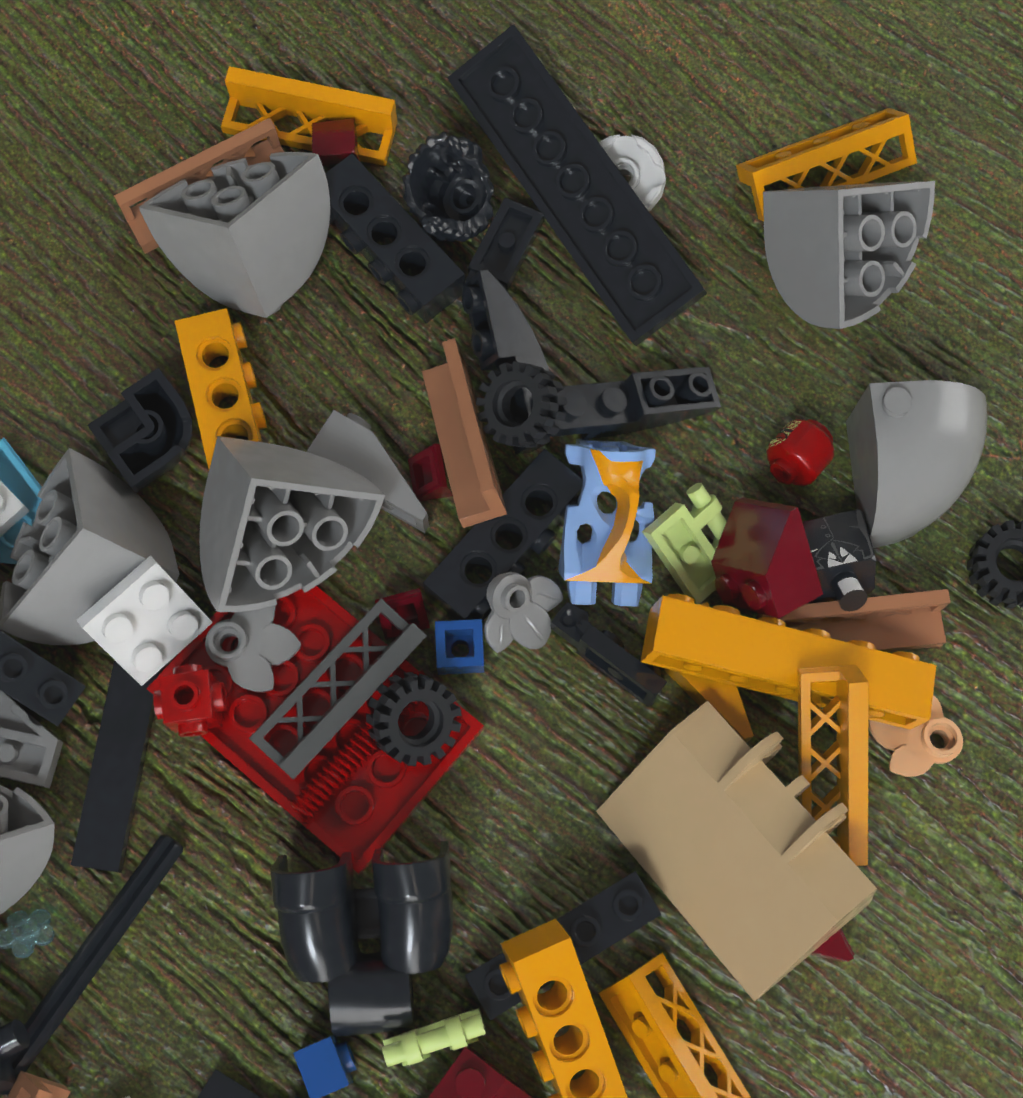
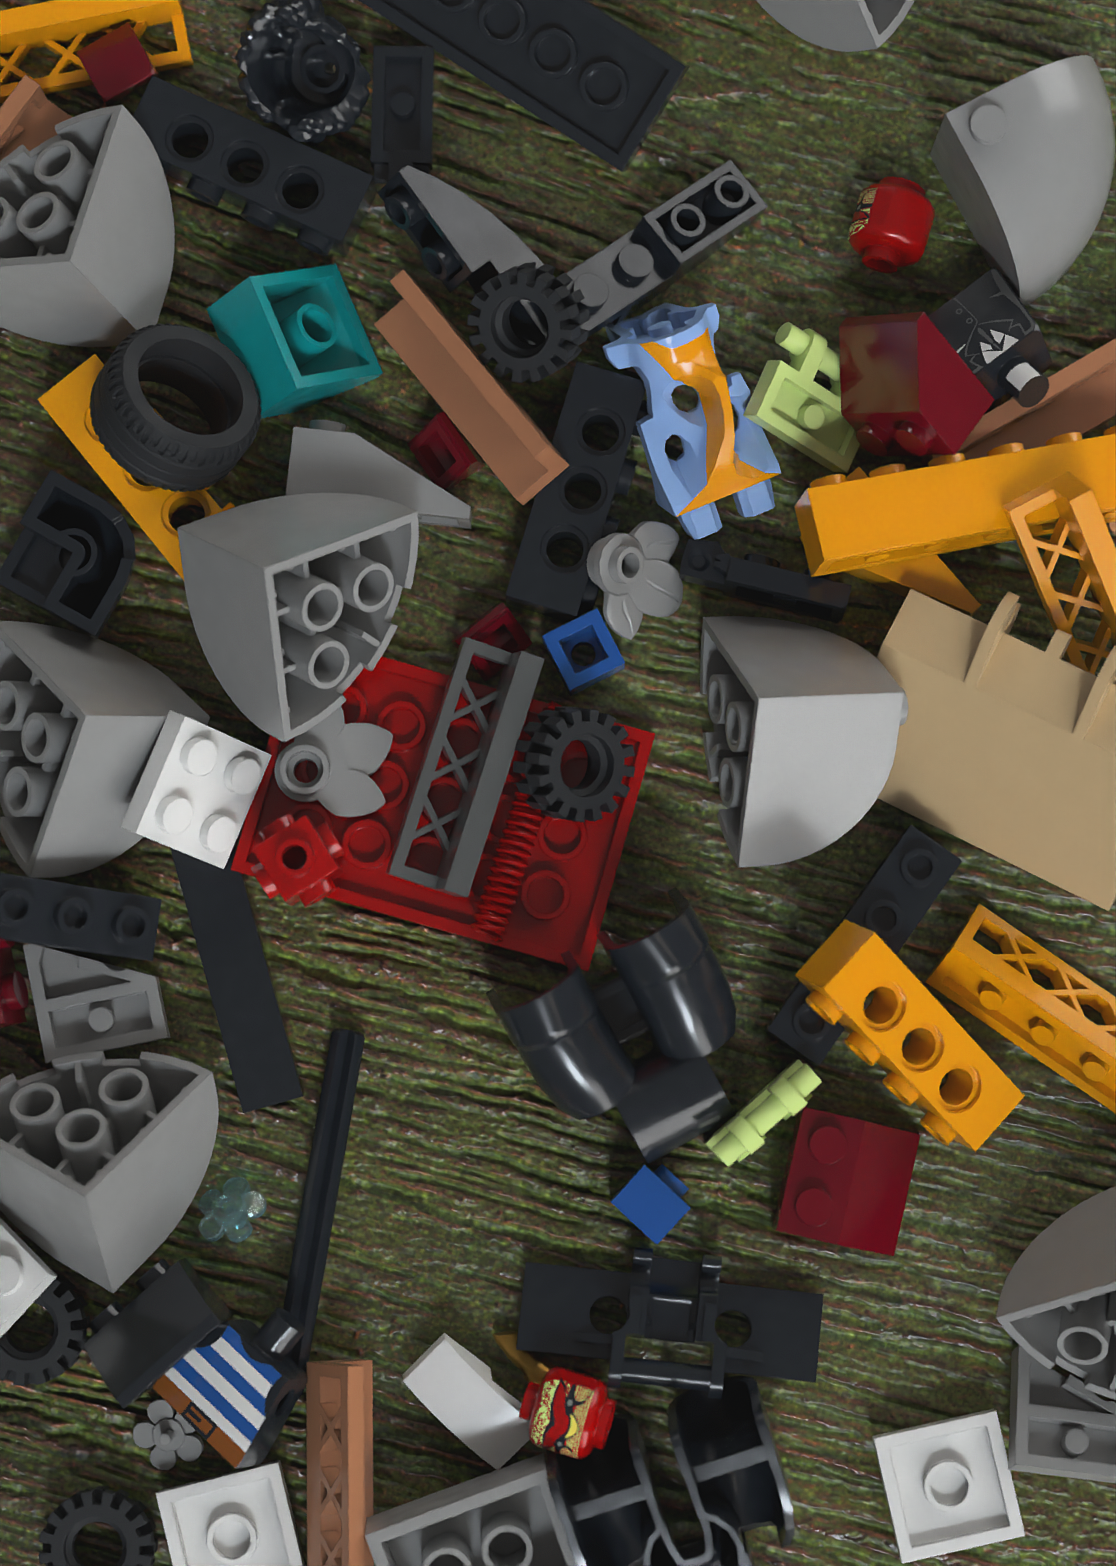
camera: 20 degrees left, 10 degrees up
(231, 380) = (148, 443): none -> black tyre
(363, 357) = (296, 337): none -> teal slope
(583, 772) = (796, 735): none -> light grey brick

